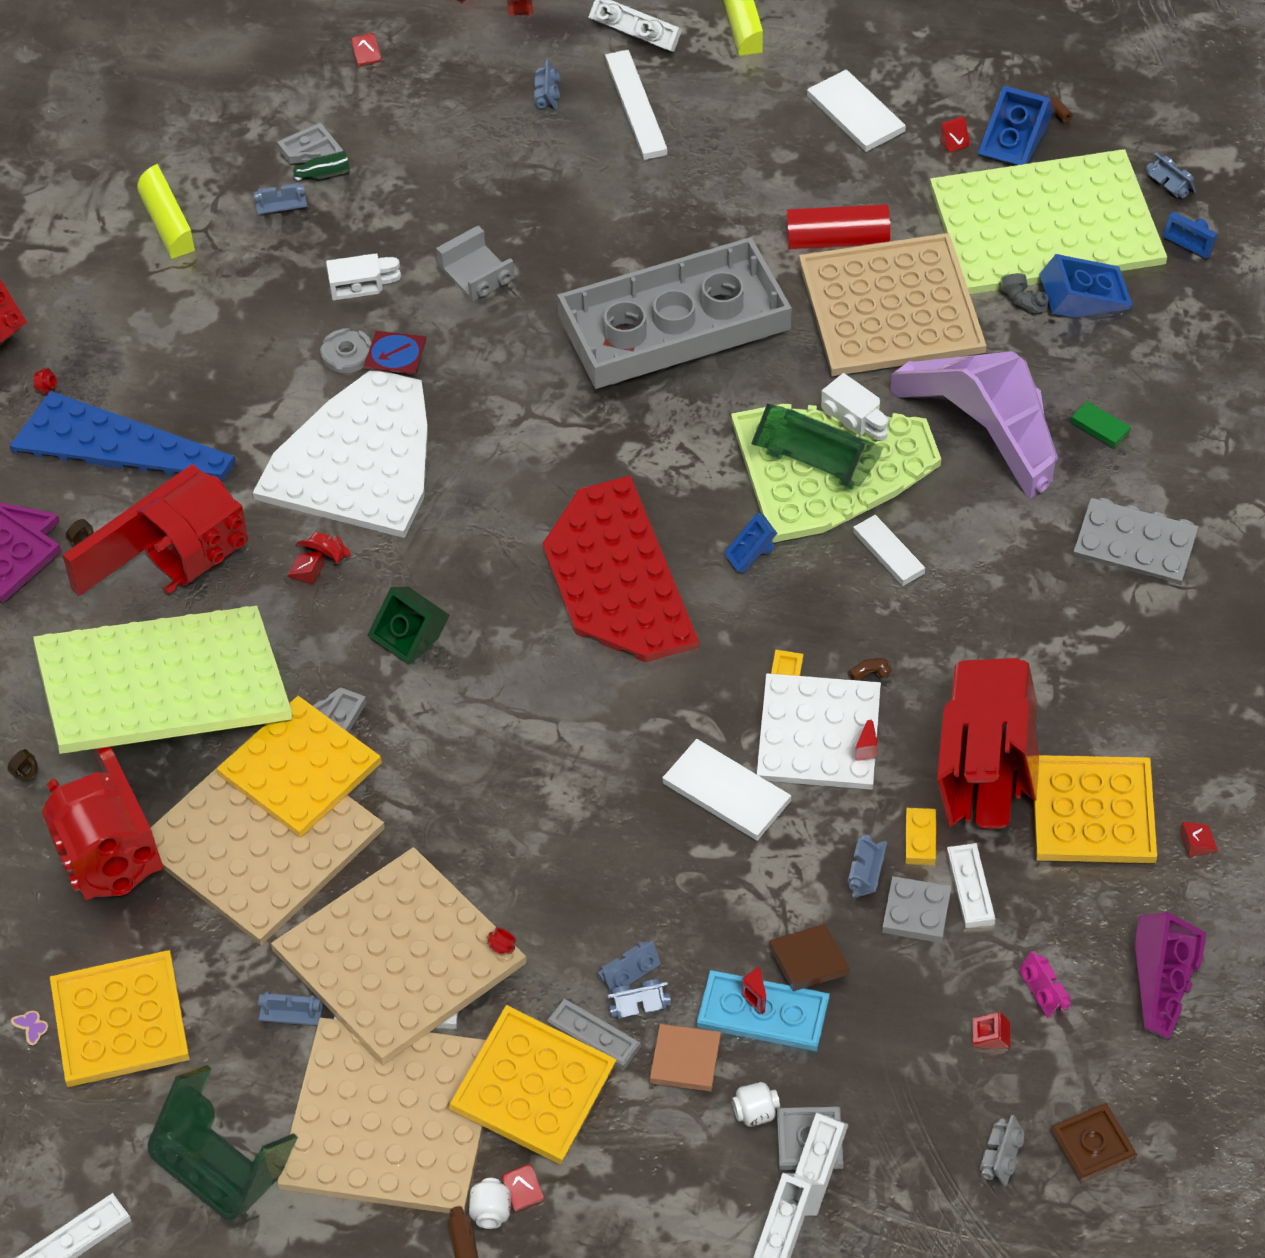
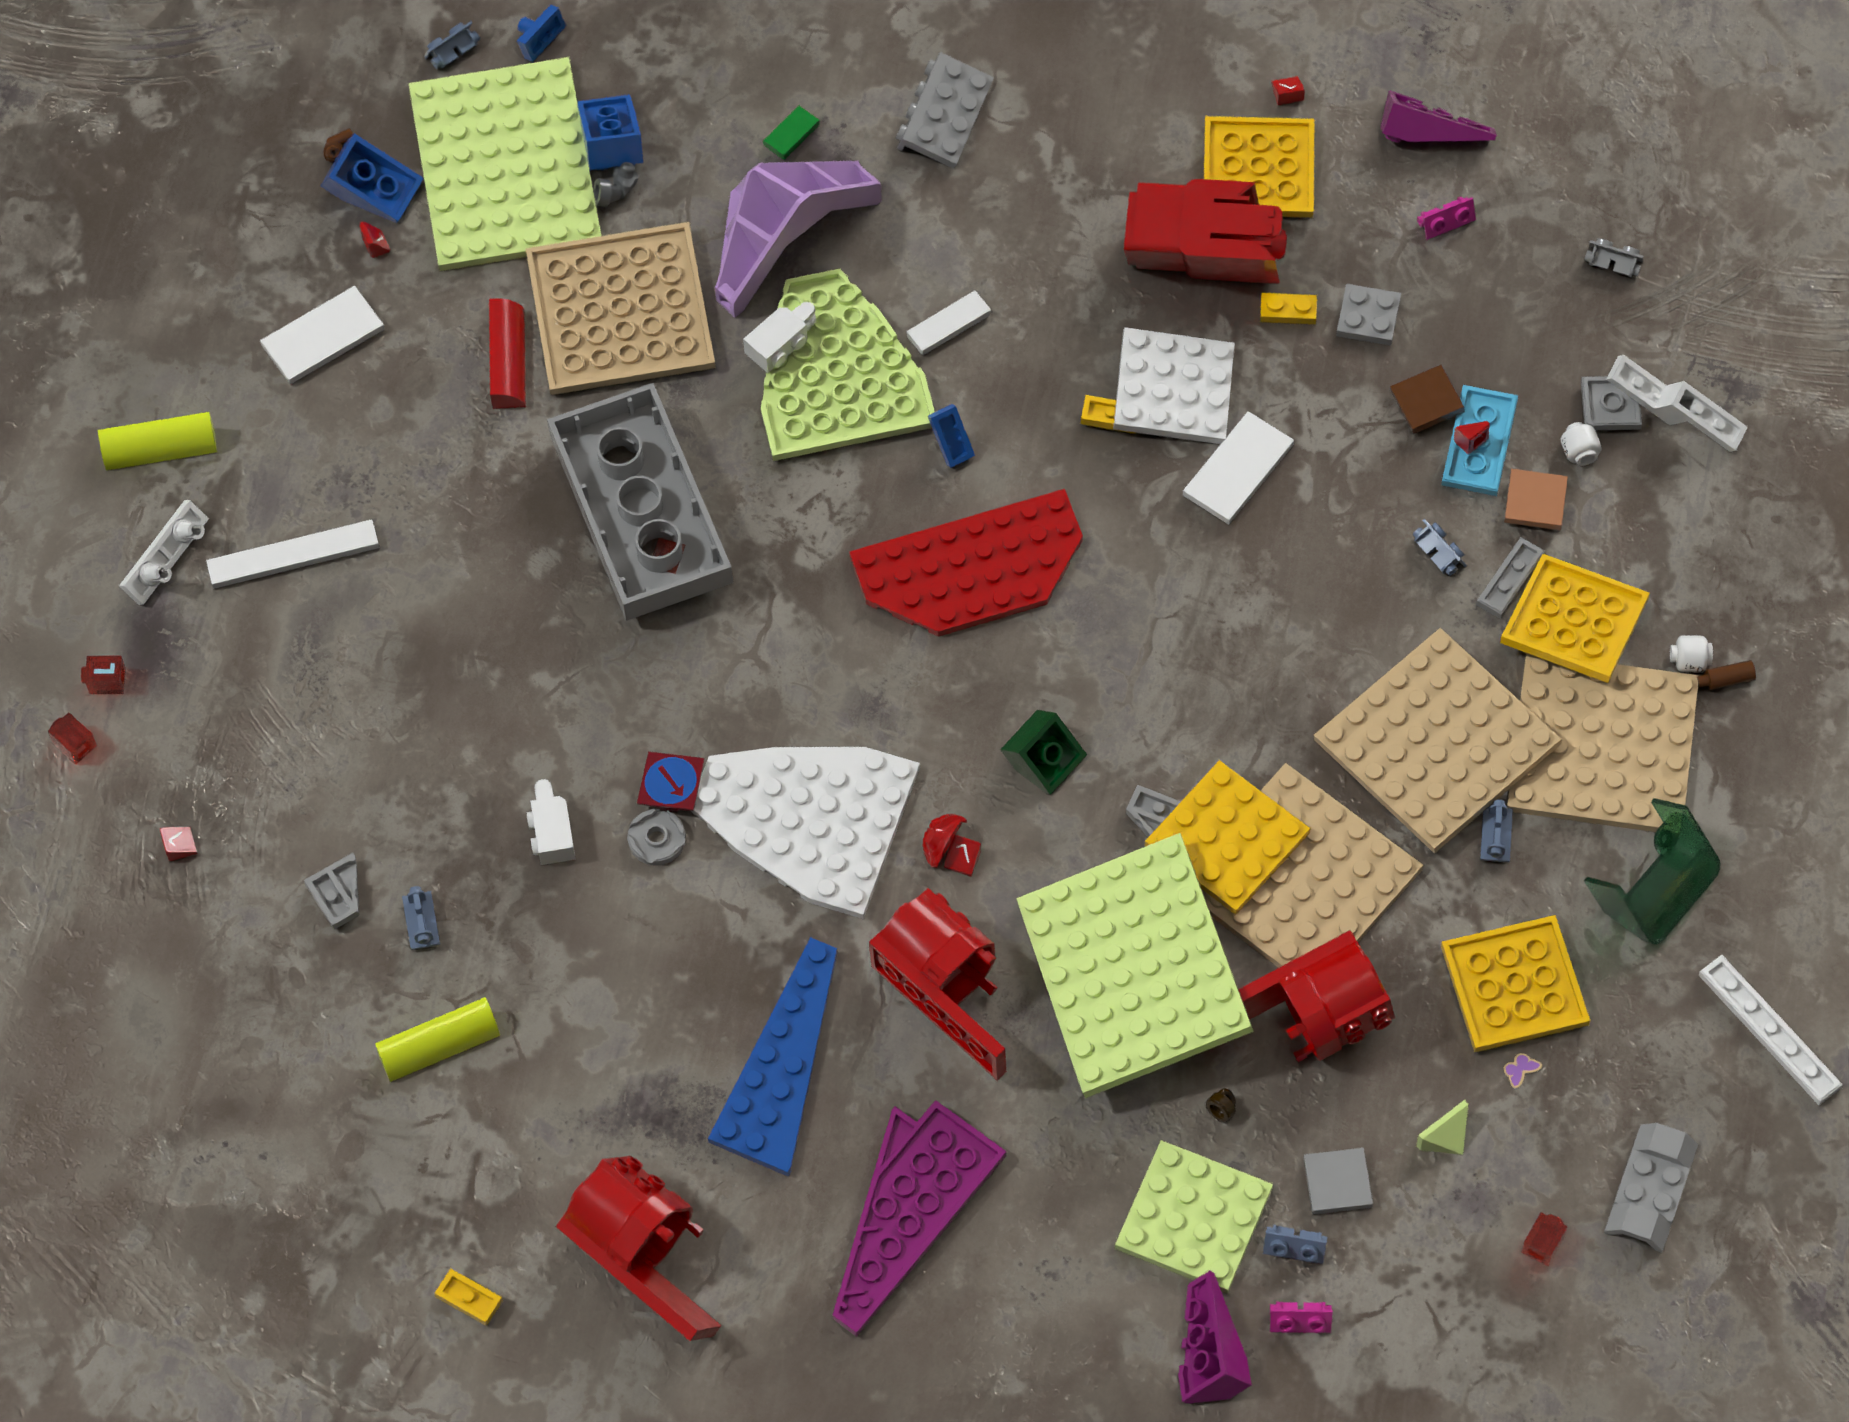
camera: 90 degrees left, 10 degrees up
(45, 381) = (695, 1144): red plate -> none
(79, 531) = (915, 1083): dark brown tile -> none
(322, 167) = (374, 875): dark green piece -> none
(473, 265) = (542, 709): light grey panel -> none
(501, 941) = (1436, 639): red plate -> none
(523, 1187) = (1670, 628): slope -> none
(547, 86) = (247, 645): sand blue hinge -> none
(626, 1000) = (1470, 529): hinge -> none
(816, 444) = (834, 358): clear green windscreen -> none
(865, 874) = (1329, 348): sand blue hinge -> none
(867, 744) = (1202, 335): red slope -> none
(868, 666) = (1093, 342): reddish brown arm -> none
(970, 885) = (1341, 271): white tile -> none
(991, 1031) = (1494, 263): red slope -> none
(1093, 1142) = (1600, 191): reddish brown tile -> none

